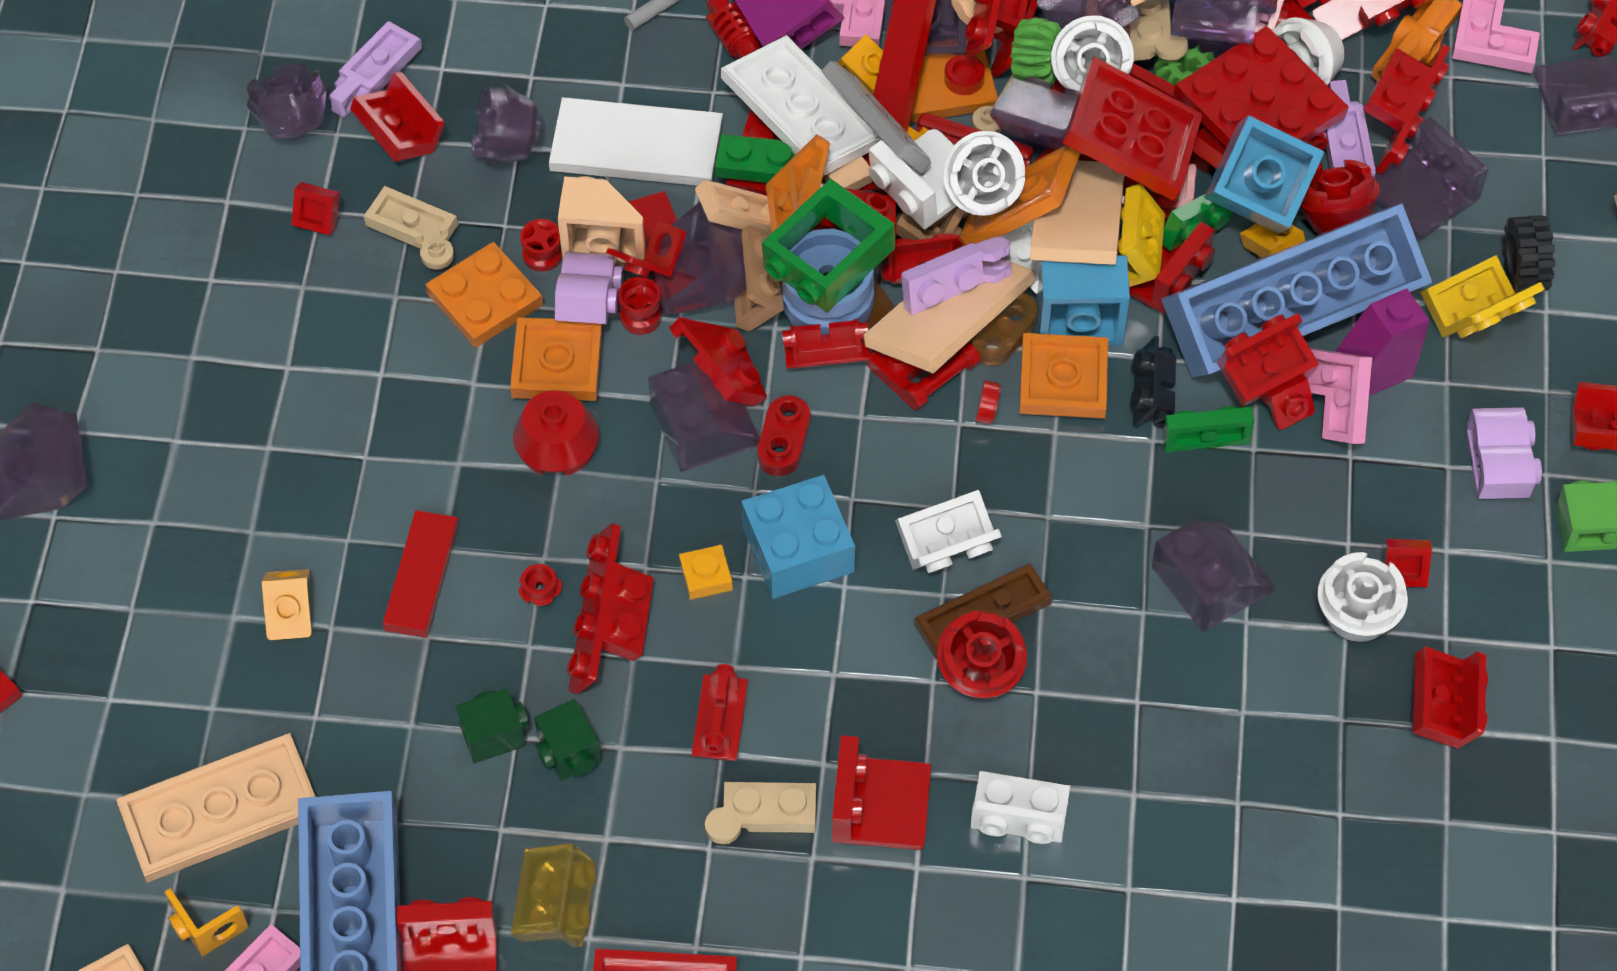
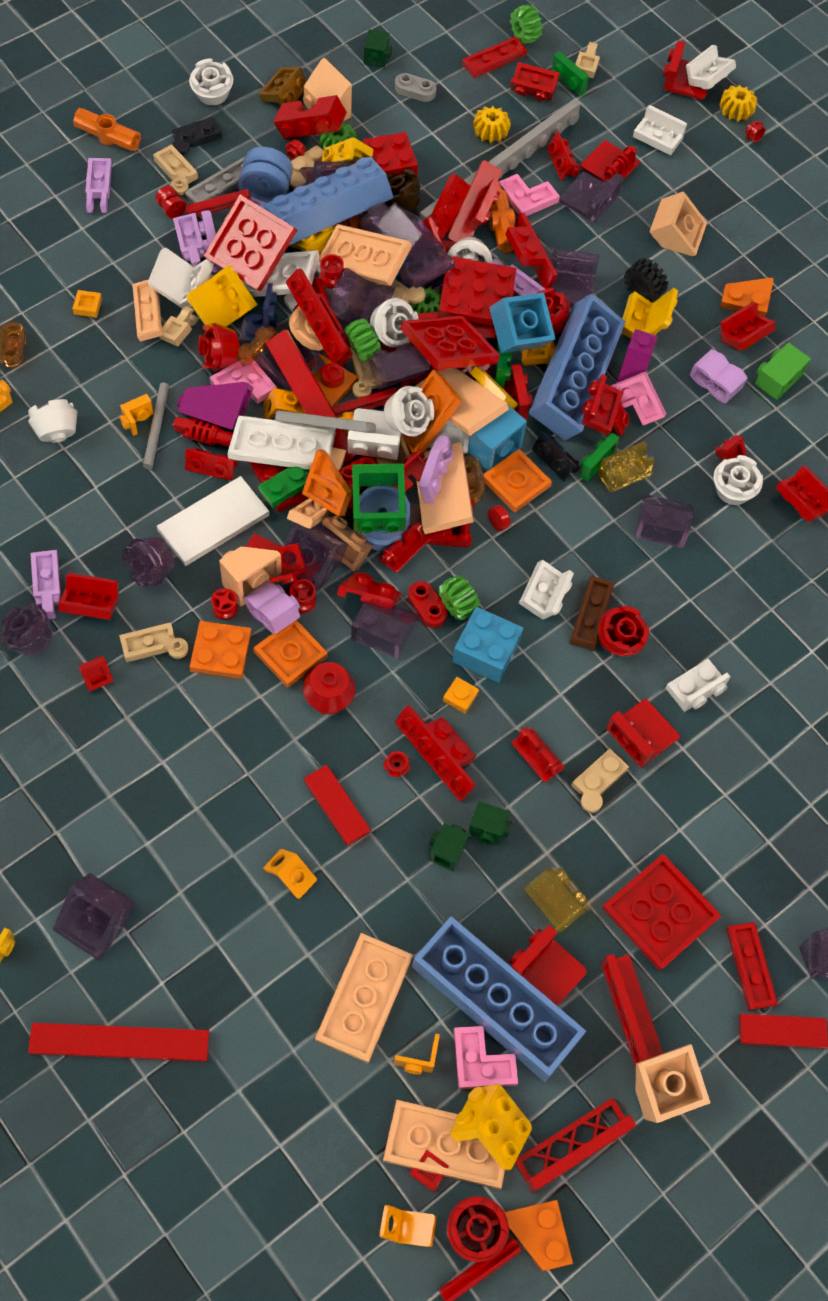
camera: 50 degrees left, 5 degrees up
(698, 67) = (209, 464): none -> red hinge
(821, 449) = (458, 597): none -> bright green gear
(1231, 469) = (626, 467): none -> clear yellow hinge

